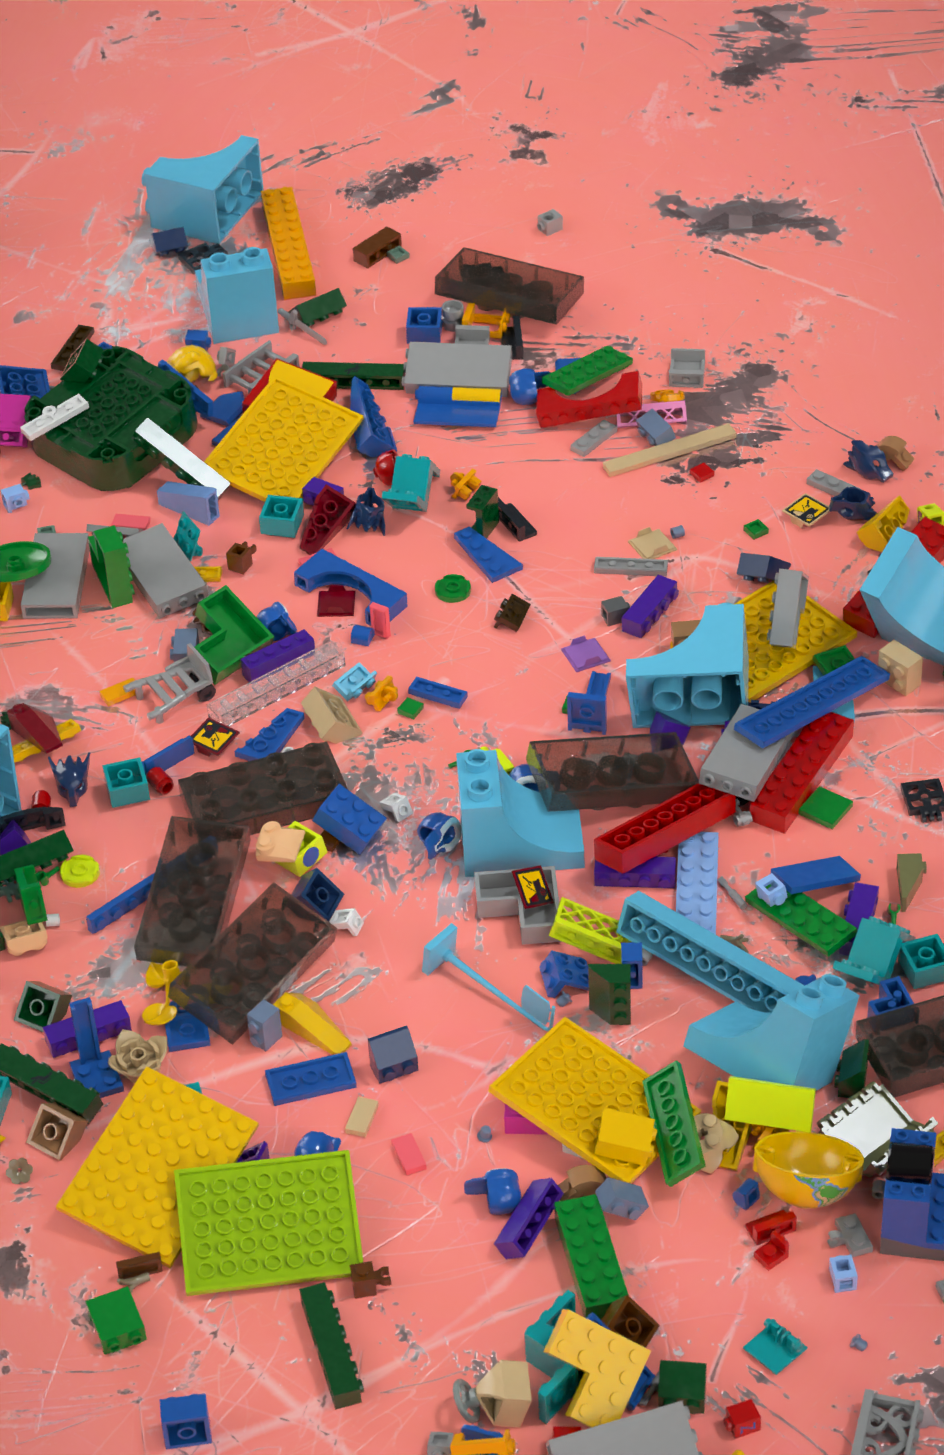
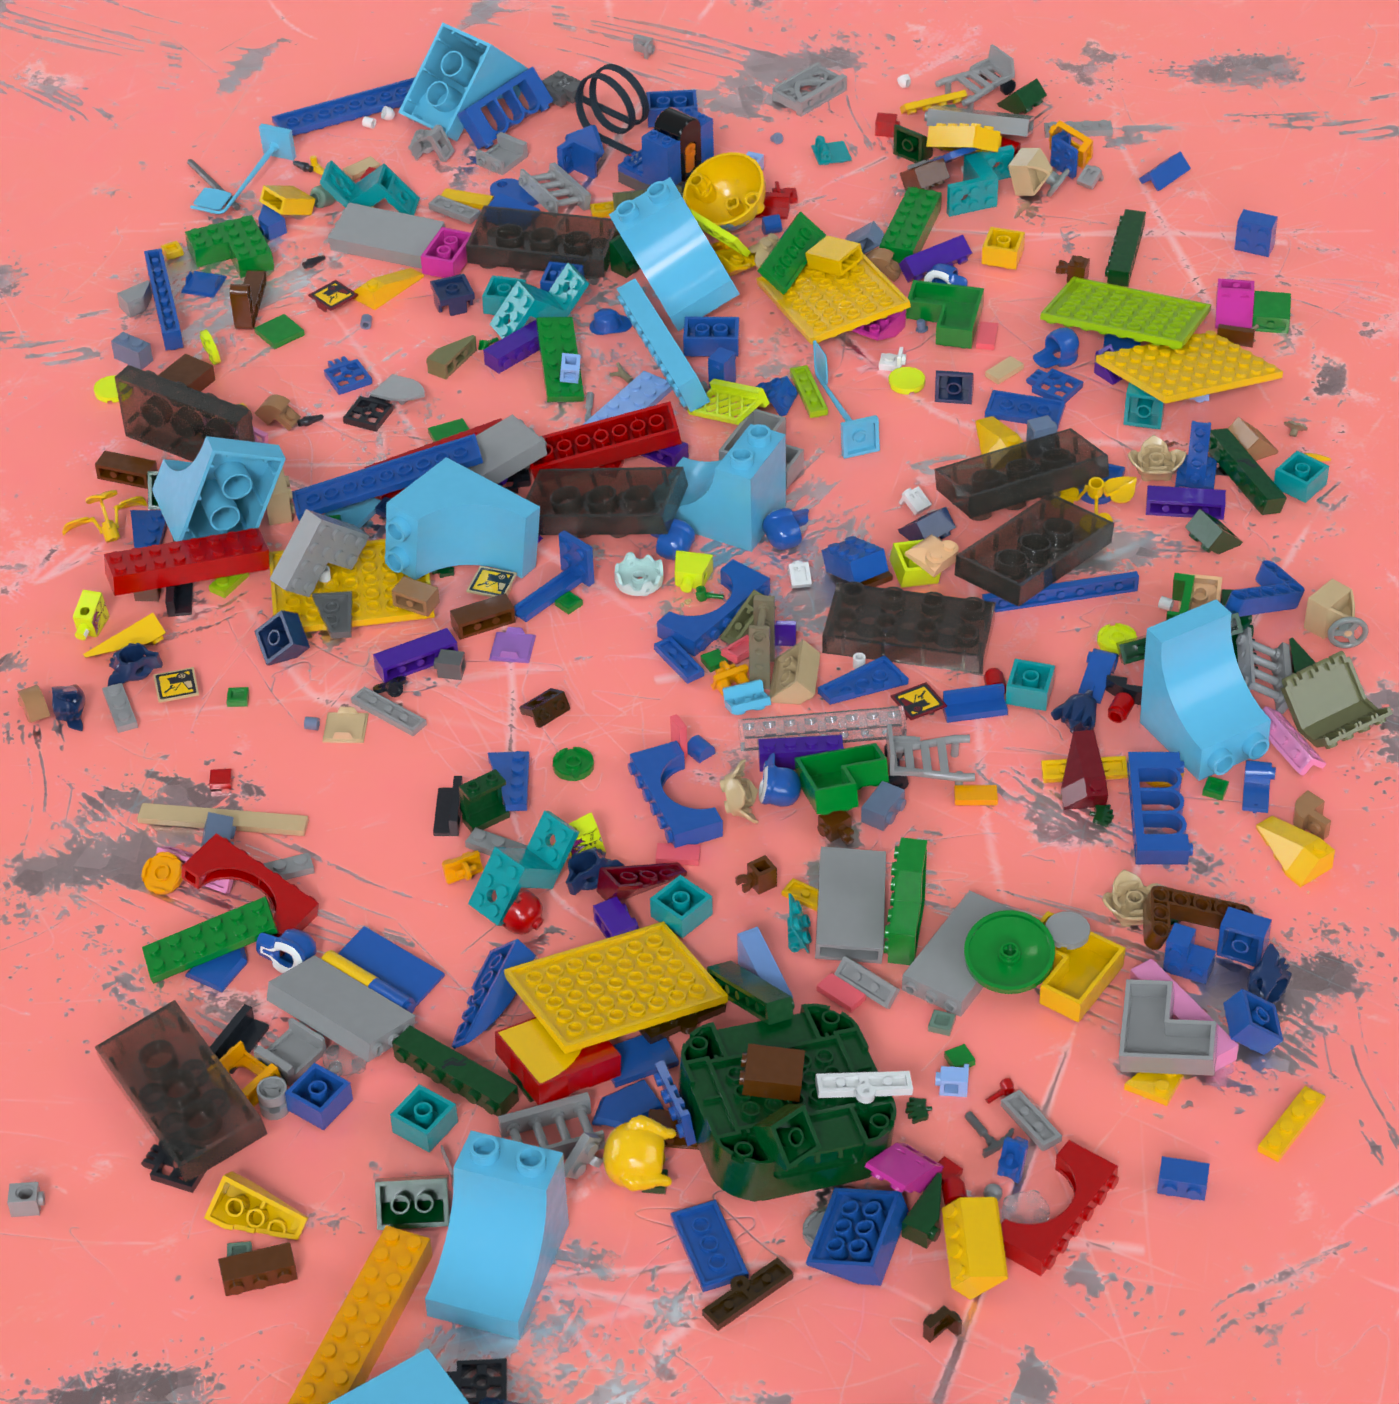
camera: 150 degrees left, 0 degrees up
(20, 518) = (959, 1056): none -> green tile
(77, 826) = (1099, 666): none -> blue door
(116, 390) = (772, 1072): none -> reddish brown brick
(162, 1308) = (1234, 303): none -> dark pink slope
(198, 338) = (593, 1218): blue brick -> none
(296, 596) = (739, 793): none -> tan brick
(318, 1122) = (1051, 379): none -> blue piece
(336, 602) = (699, 796): dark red piece -> none
(346, 340) = (424, 1118): none -> teal brick
(363, 693) = (762, 639): none -> dark tan fence
(370, 748) = (785, 633): none -> dark purple slope
(391, 528) = (588, 836): none -> neon yellow torso
(393, 722) = (737, 650): none -> coral tile
(405, 747) = (740, 623): none -> olive slope
(418, 267) = (250, 1208): none -> yellow wedge
(442, 717) = (699, 631): none -> blue arch
(449, 513) = (486, 841): none -> light grey plate
(451, 1059) = (906, 380): none -> neon yellow tile
(463, 1156) = (951, 306): none -> green piece
(464, 1267) = (1003, 248): none -> yellow brick
(482, 1074) = (891, 361): none -> white bracket
(514, 983) = (808, 391): none -> lime plate
(520, 738) = (633, 568): none -> light aqua plate
(610, 992) = (756, 346): dark green slope -> none
(635, 646) = (482, 616): none -> reddish brown brick
(644, 579) = (393, 687): none -> black piece
(678, 1005) = (706, 334): none -> blue brick
(687, 368) = (106, 904): light grey panel -> none
(736, 594) = (335, 612): none -> dark grey wing
(816, 874) = (519, 379): blue tile -> none
(915, 820) = (399, 389): none -> light grey shield

